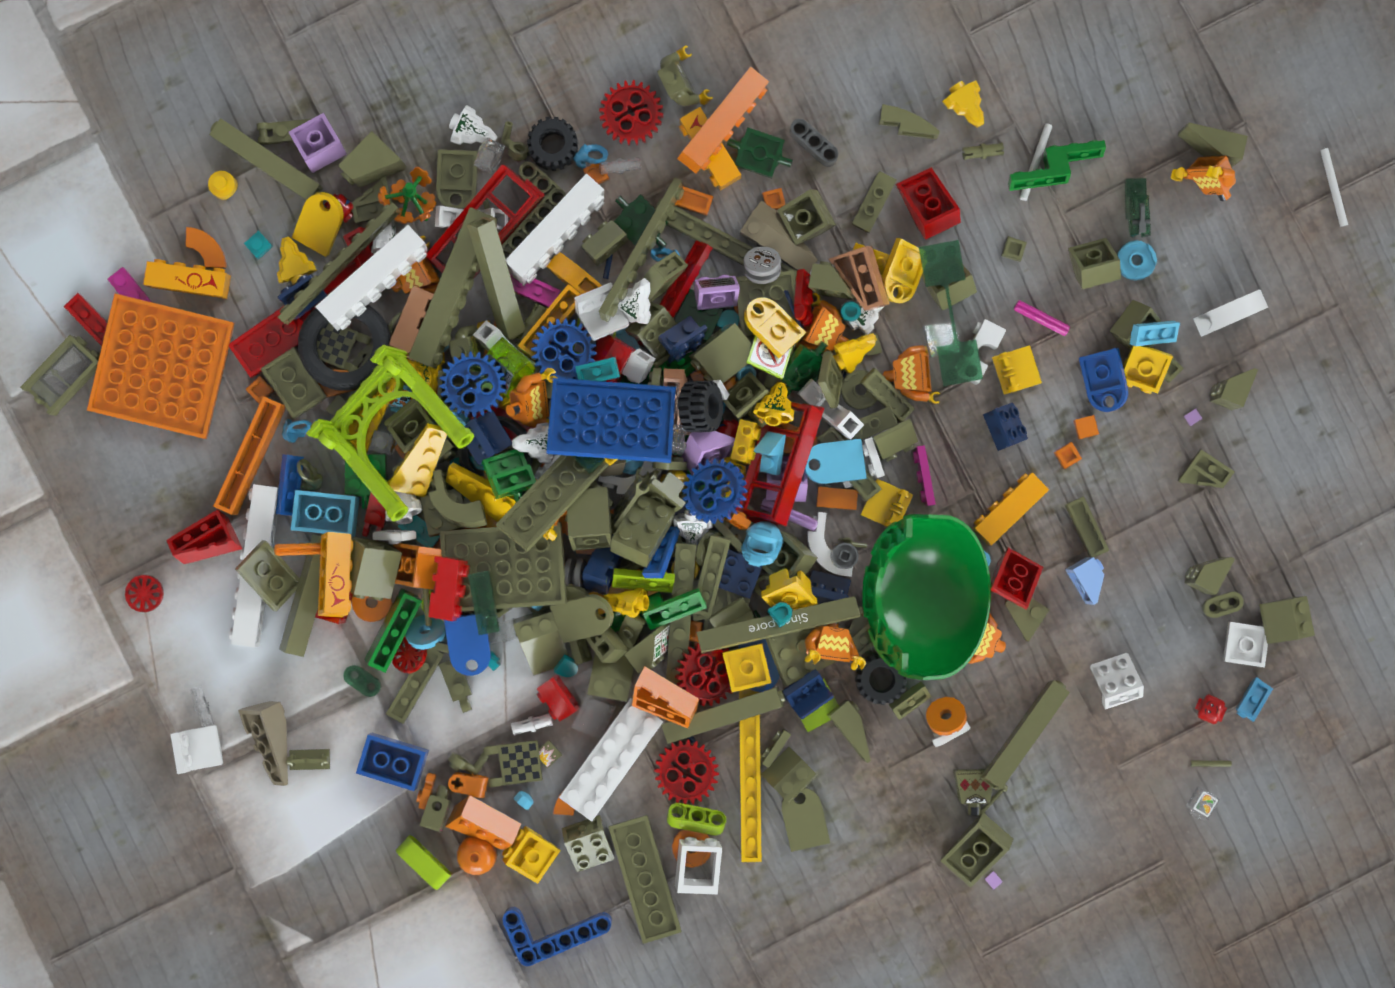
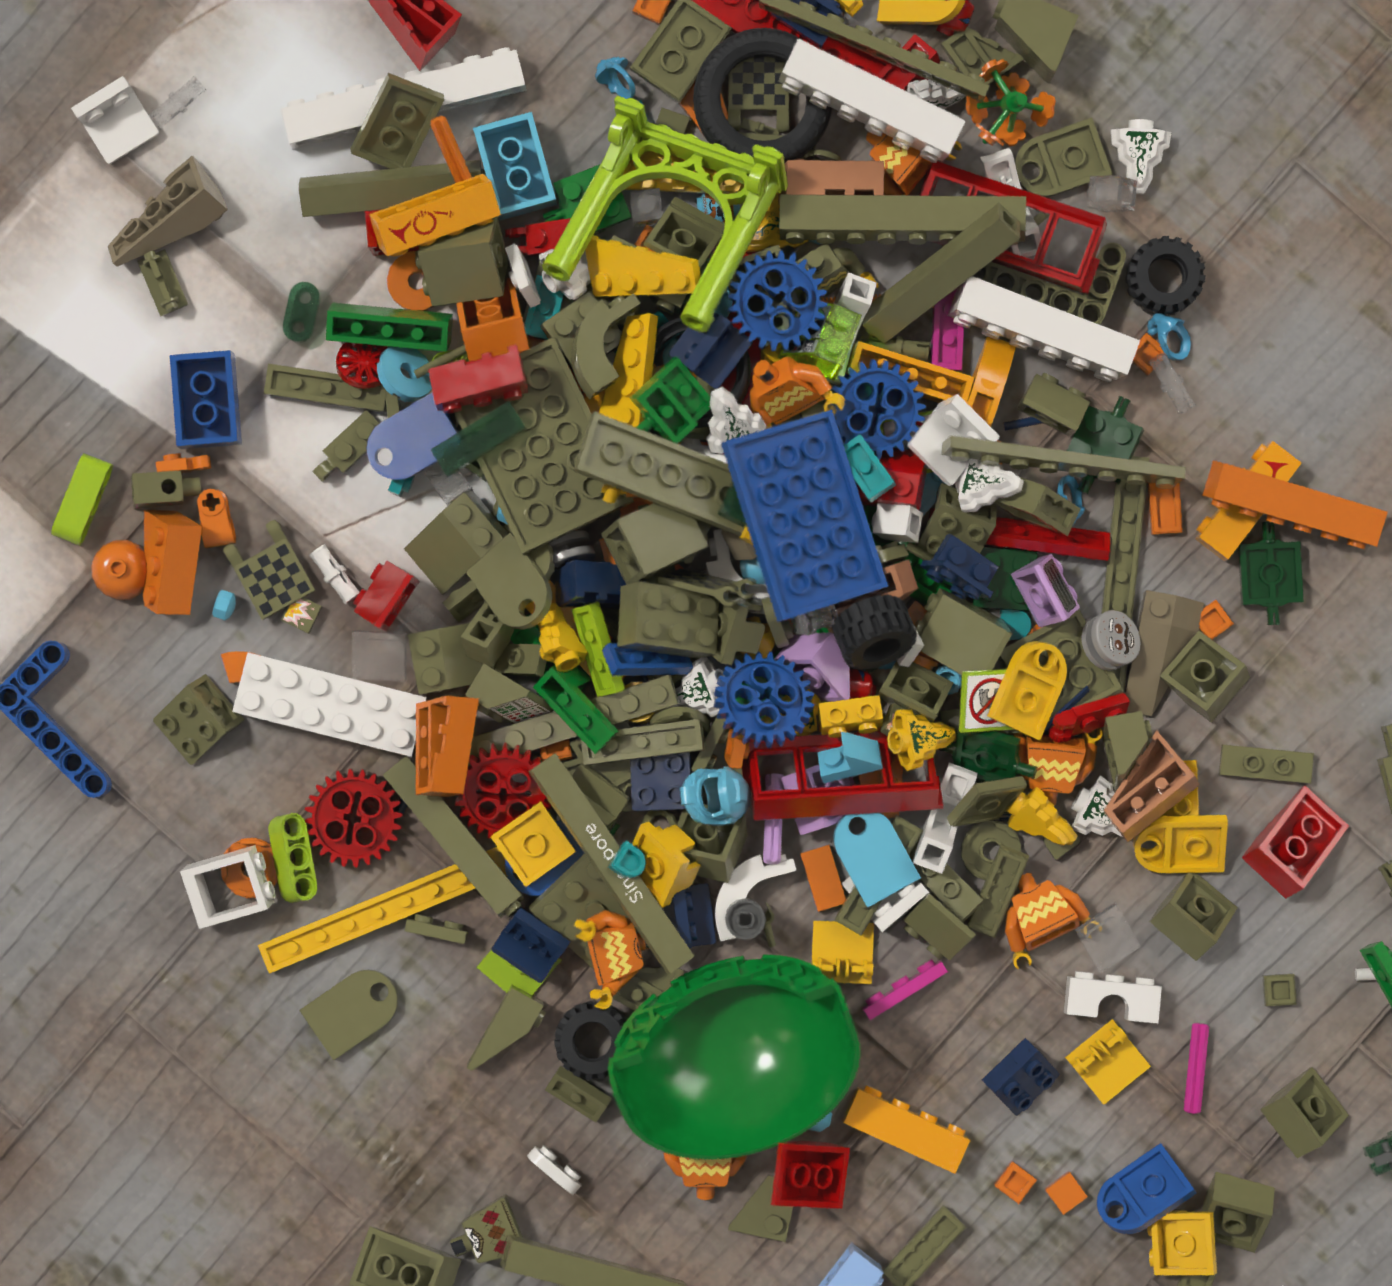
camera: 65 degrees right, 0 degrees up
(249, 456) = (553, 28): orange brick -> none
(289, 482) = (537, 98): blue plate -> none
(314, 481) = (554, 132): olive piece -> none
(458, 762) = (240, 492): olive plate -> none
(517, 150) = (1135, 229): olive plate -> none
(530, 854) = (151, 644): yellow plate -> none
(566, 667) = (433, 590): teal tile -> none
(623, 97) = (1272, 348): red gear -> none
(645, 879) = (180, 819): olive plate -> none
(676, 81) = (1324, 415): olive torso -> none
(789, 774) = (406, 964): olive slope -> none
(810, 133) = (1305, 655): dark grey beam -> none
(850, 311) = (1095, 791): teal tile -> none
(942, 266) = (1209, 894): clear green hinge -> none
(943, 706) = (587, 1142): orange tile -> none
(1004, 789) = (506, 1275): olive hinge -> none
(1147, 256) = (1351, 1176): medium azure tile -> none
(1154, 333) = (1237, 1236): medium azure plate -> none

